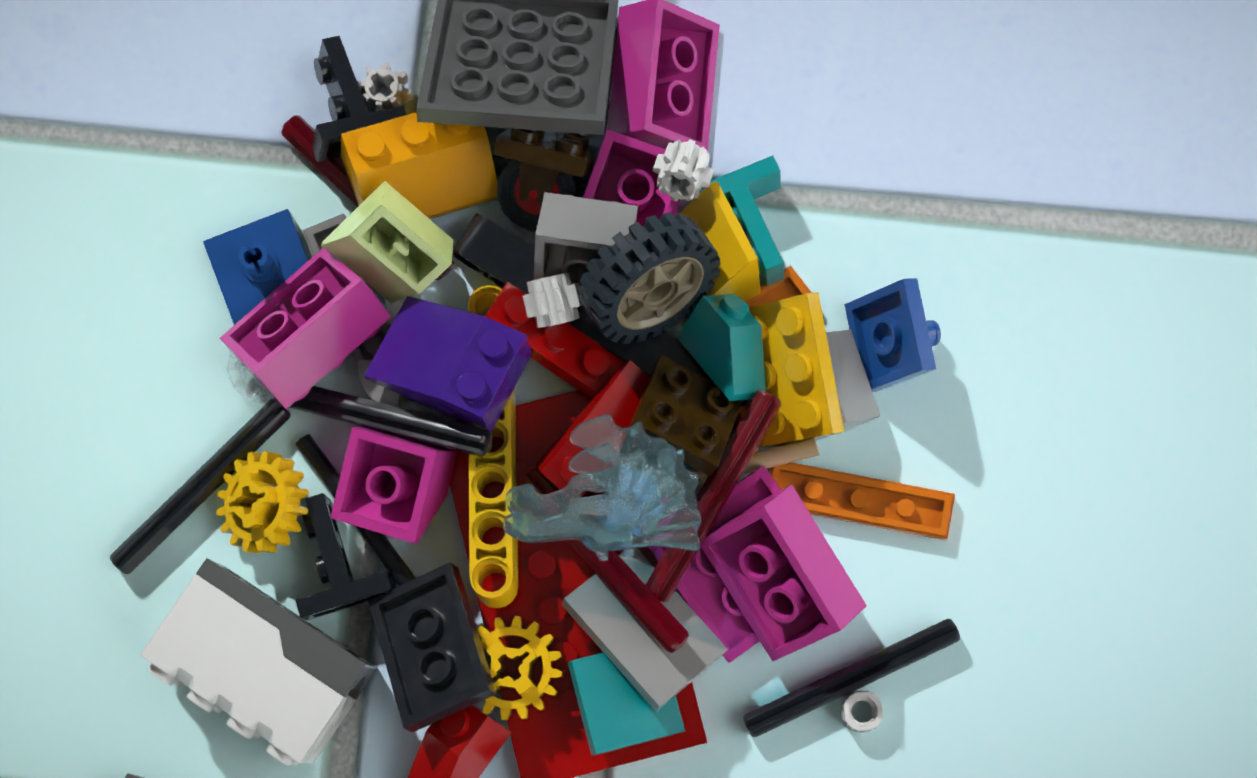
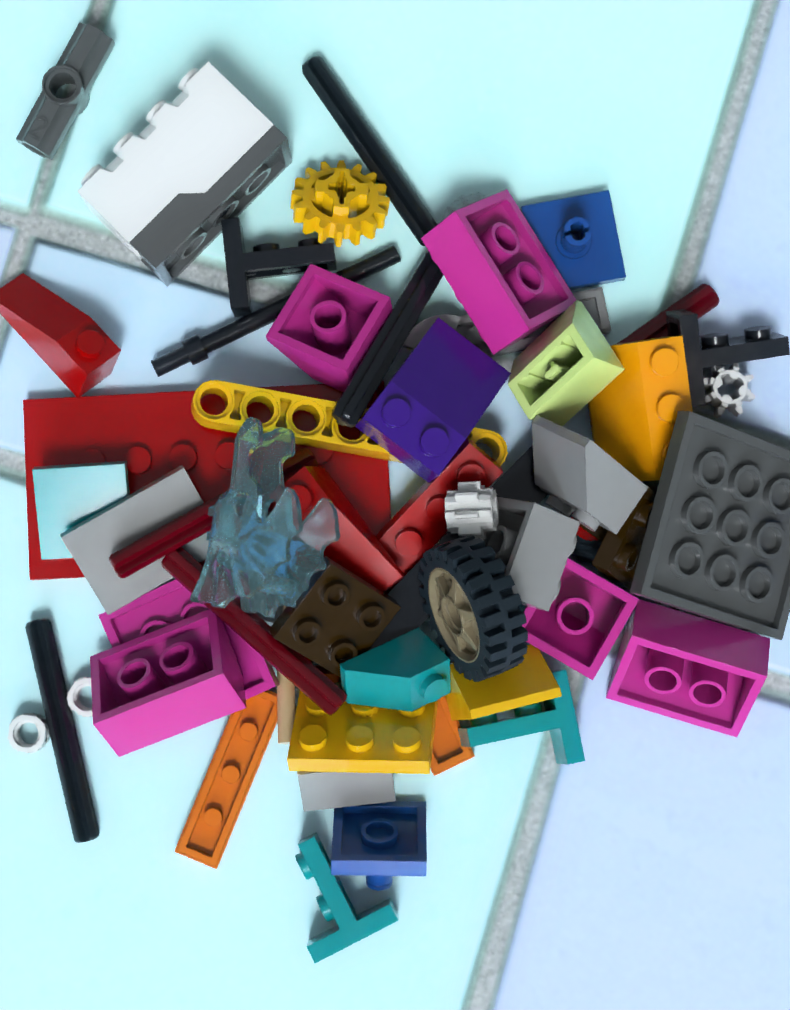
camera: 100 degrees right, 5 degrees up
(431, 647) = (164, 335): black plate -> none
(500, 200) = (582, 477): none -> light grey slope
(524, 685) = (116, 416): yellow gear -> none
(683, 170) = (578, 664): white gear -> none
(814, 673) = (73, 697): none -> white axle
(980, 350) = (337, 905): none -> teal bracket

